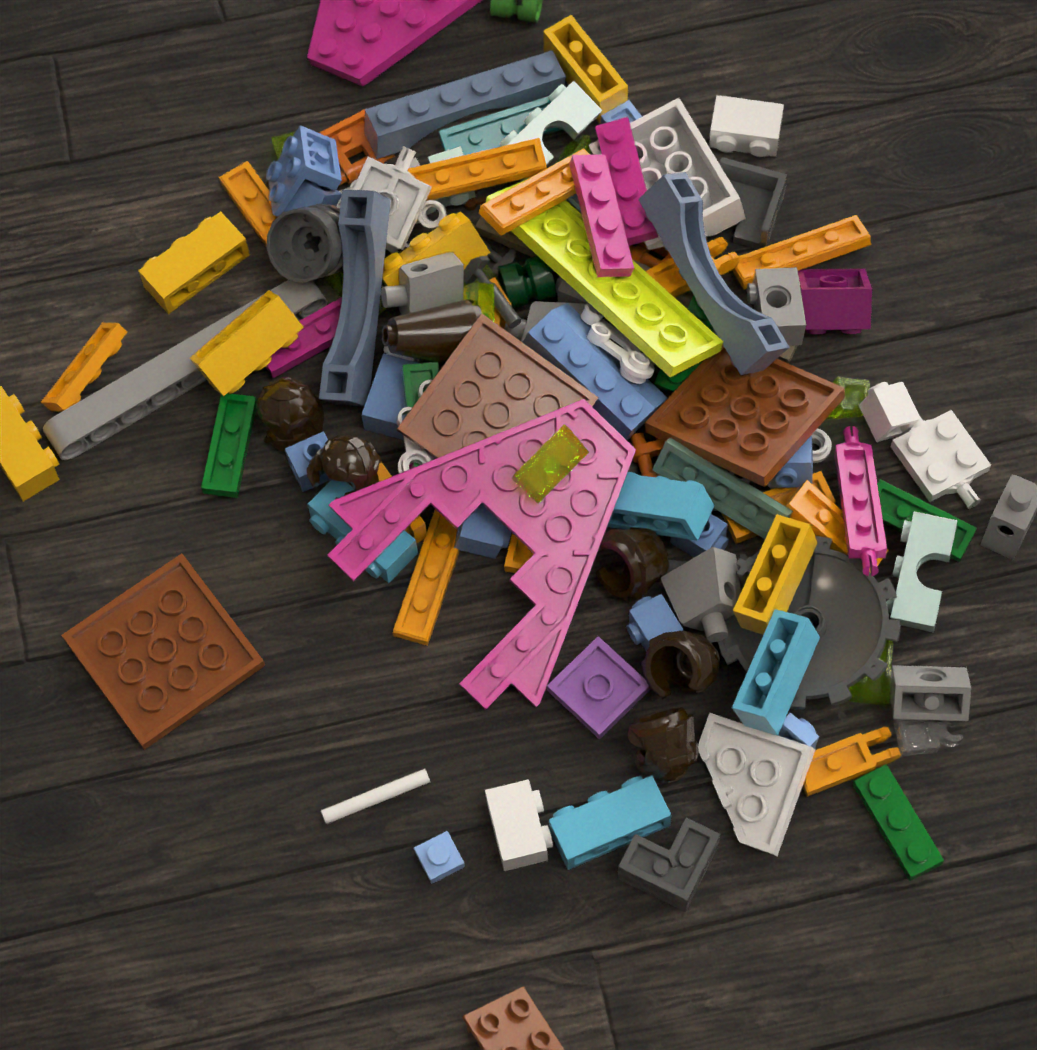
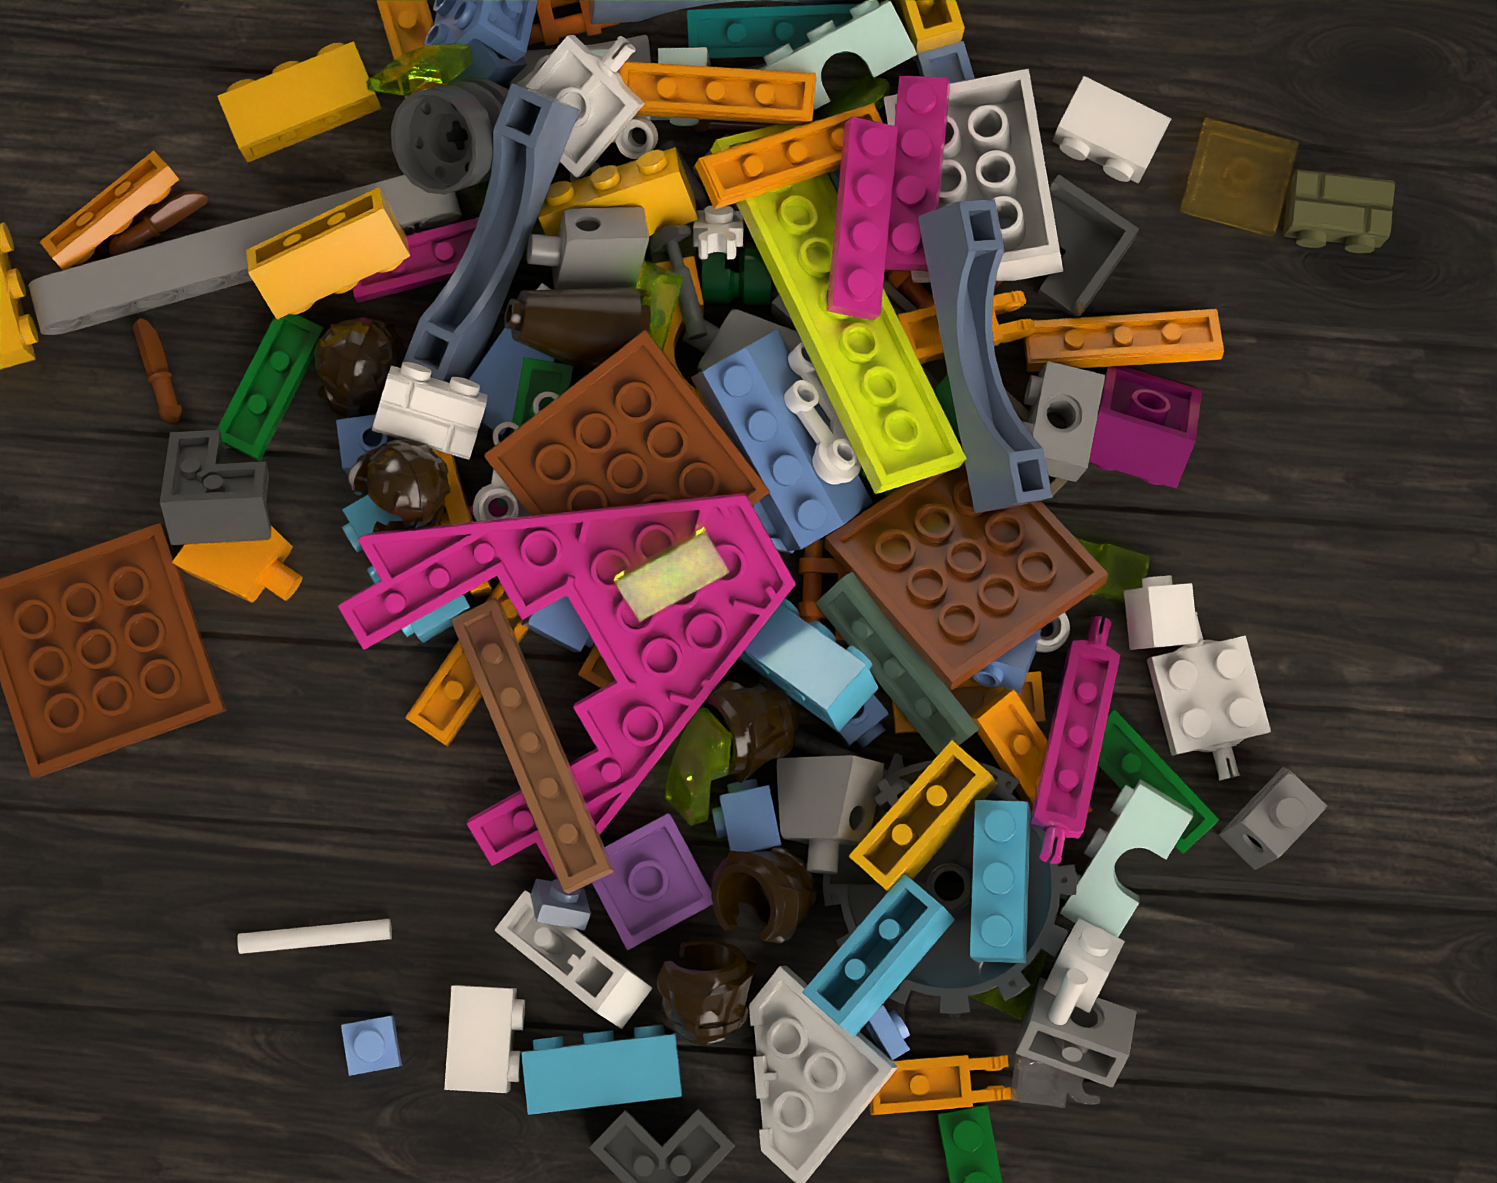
camera: 10 degrees right, 15 degrees up
(120, 364) = (158, 221): none -> dark orange piece
(148, 461) = (157, 369): none -> dark orange piece
(217, 519) = (212, 499): none -> dark grey panel
(242, 556) = (242, 566): none -> light orange torso
(272, 209) = (413, 69): none -> clear neon green slope
(350, 415) = (430, 410): none -> white brick
(490, 613) = (532, 746): none -> medium nougat plate
(506, 255) = (718, 231): none -> white plate
(542, 716) = (559, 908): none -> sand blue plate
(566, 753) = (575, 963): none -> white slope
(607, 587) = (698, 759): none -> clear neon green slope
(841, 132) = (1239, 177): none -> clear yellow plate
(842, 599) = (1000, 881): none -> medium azure brick
(914, 131) = (1338, 210): none -> olive brick
(918, 645) = (1081, 970): none -> white brick

